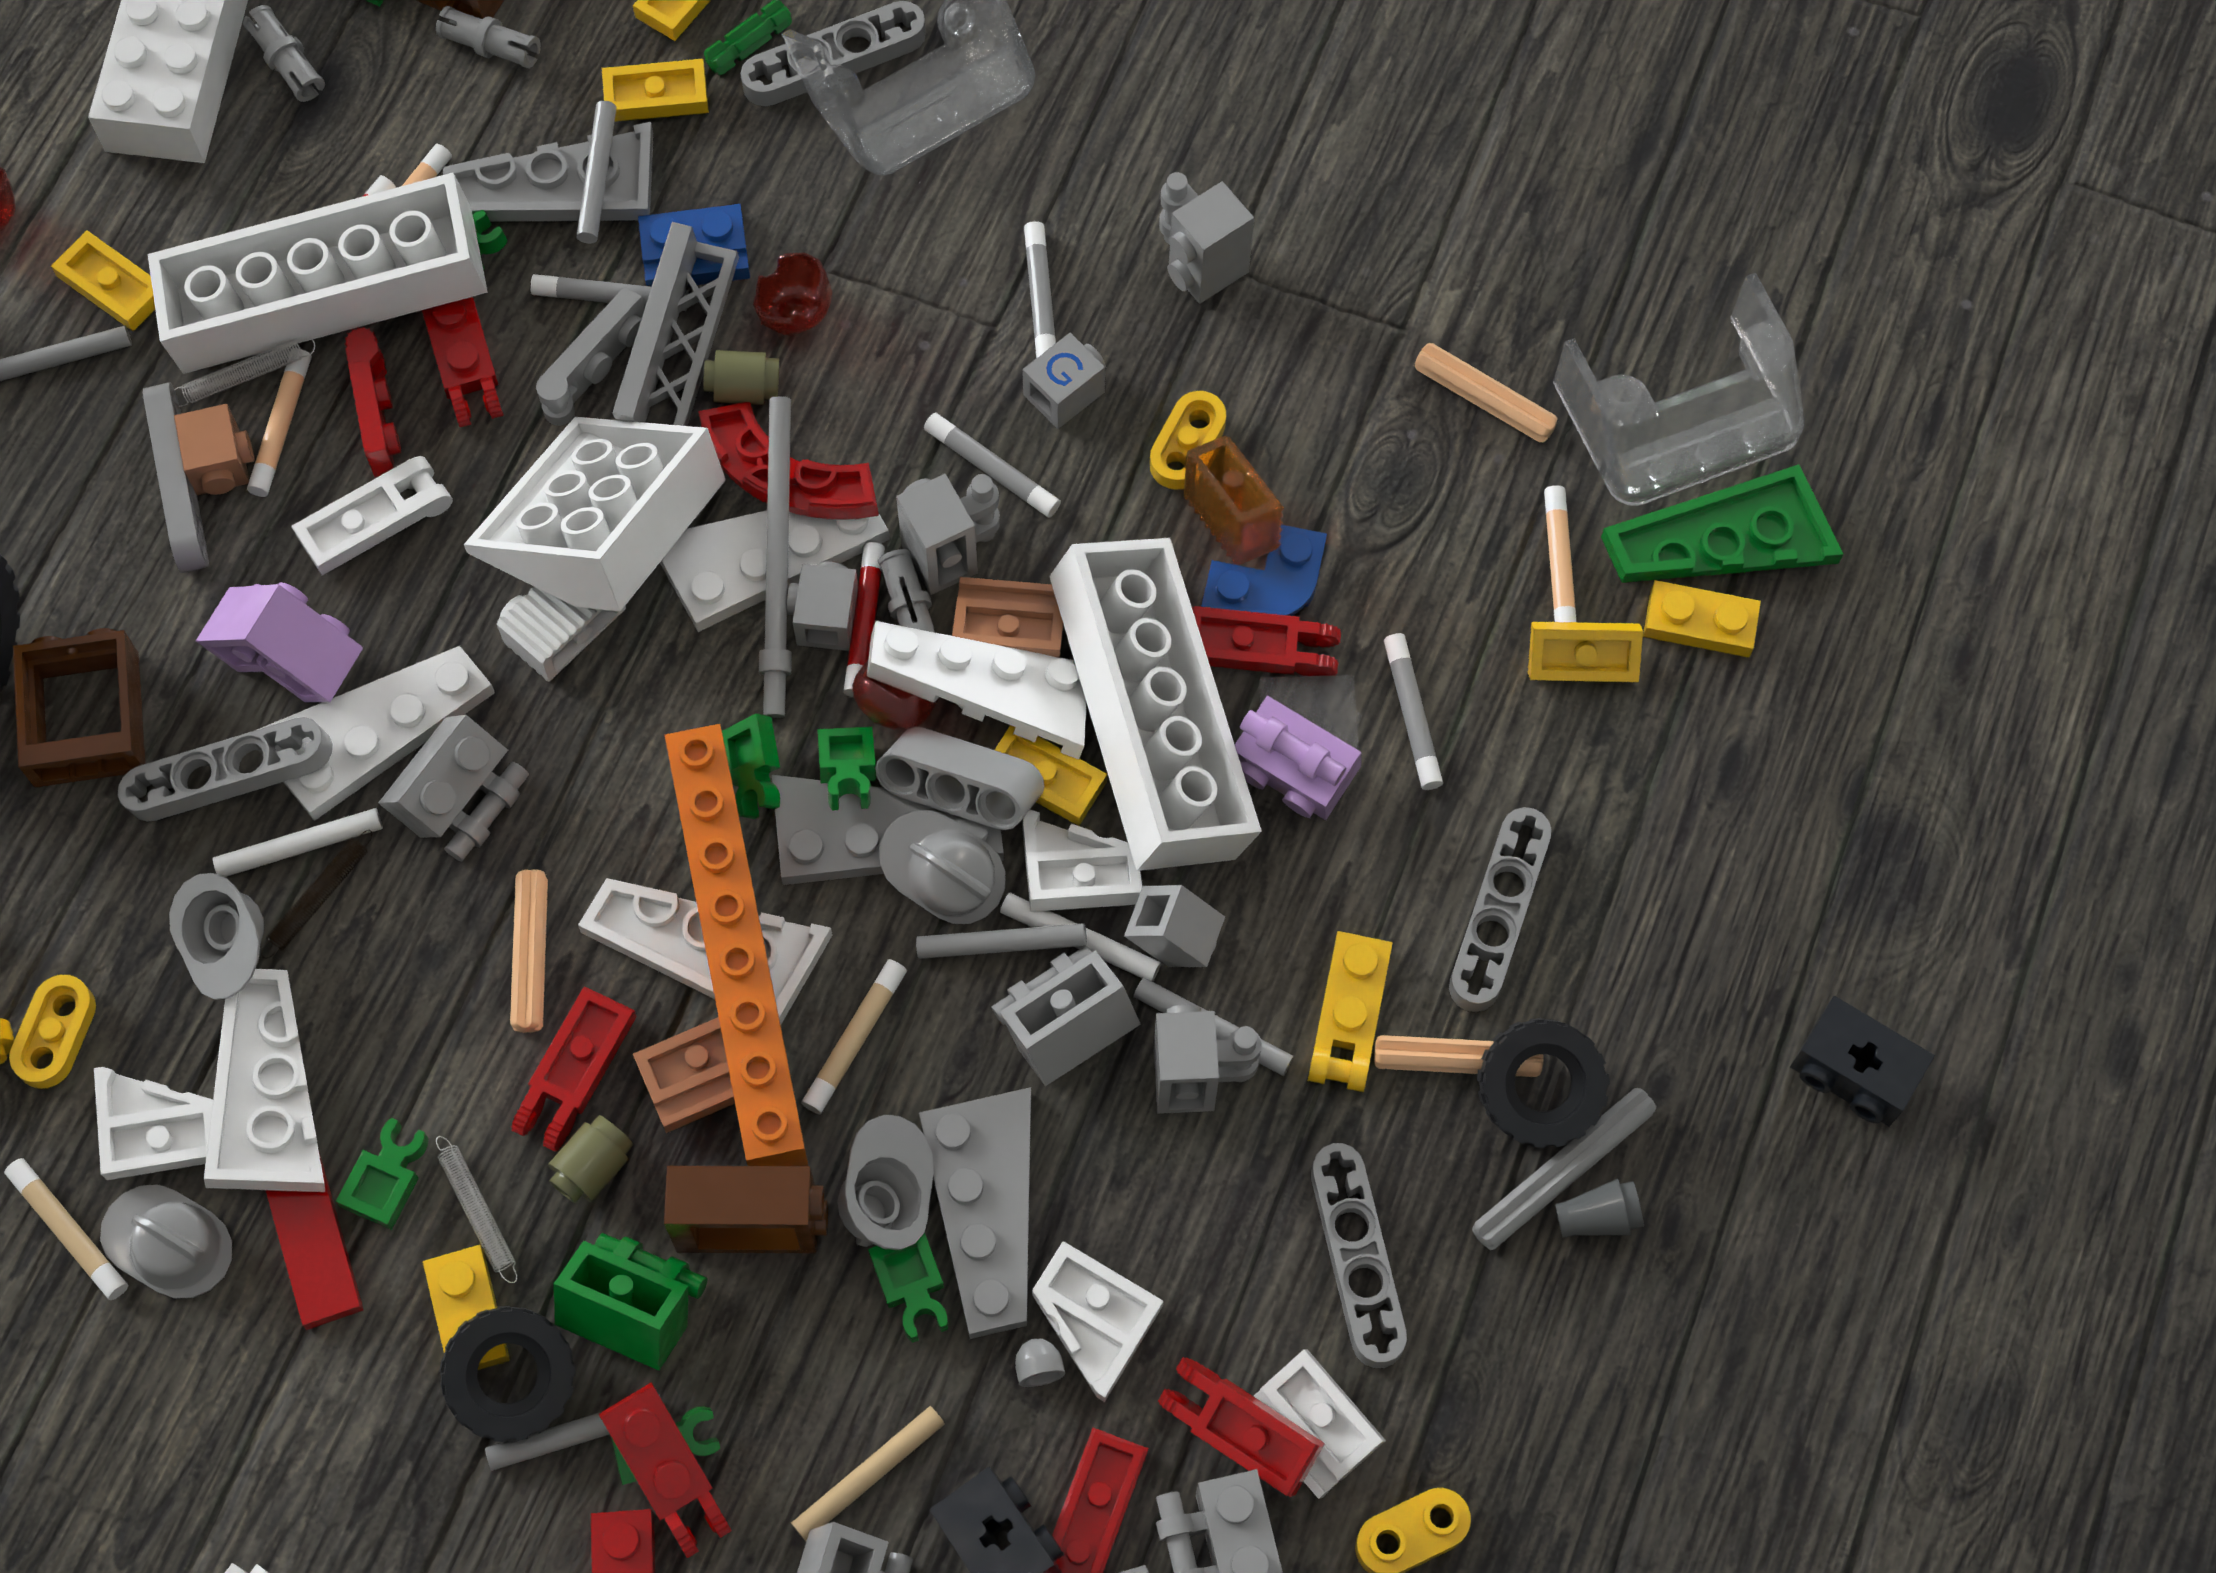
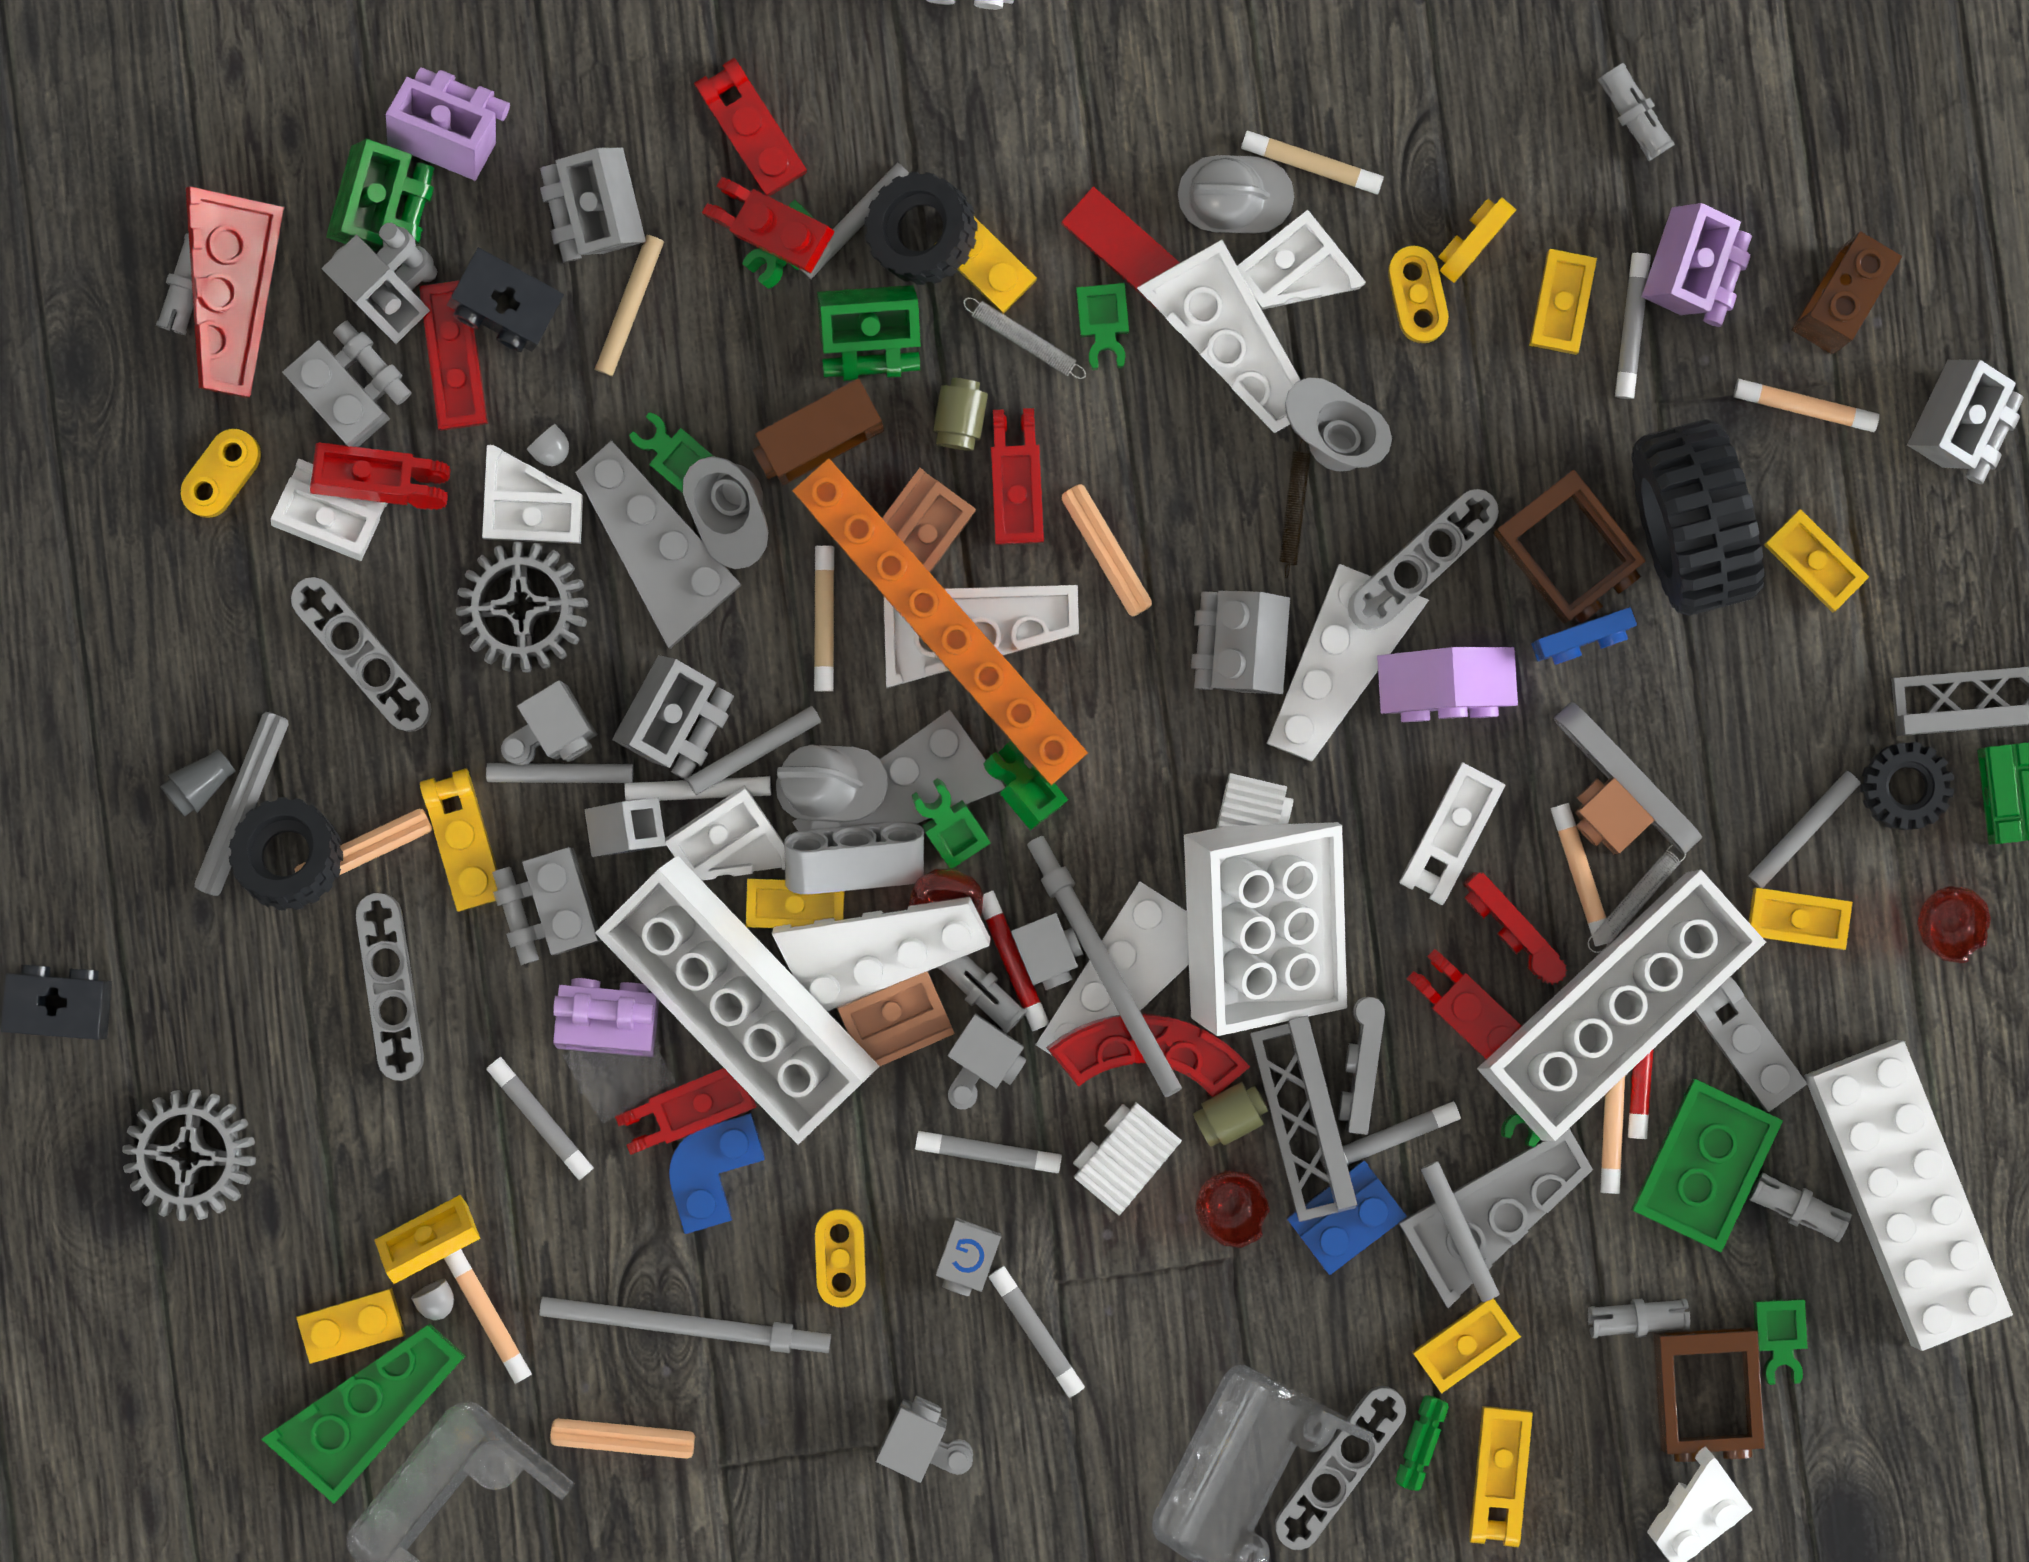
camera: 150 degrees right, 20 degrees up
(143, 615) = (1567, 643): none -> blue plate
(232, 186) = (1750, 1047): none -> light grey plate
(297, 843) = (1335, 538): white bar -> none
(340, 125) = (1706, 1165): none -> green plate
(863, 388) = (1125, 1157): none -> white brick
(1140, 1198) = (520, 583): none -> light grey gear
(1232, 500) = (769, 1212): clear orange brick -> none
(1280, 891) = (560, 903): none -> light grey brick
(1287, 405) = (779, 1337): none -> light grey bar
(1606, 599) = (434, 1300): none -> light grey hinge
(1832, 874) = (186, 1177): none -> light grey gear

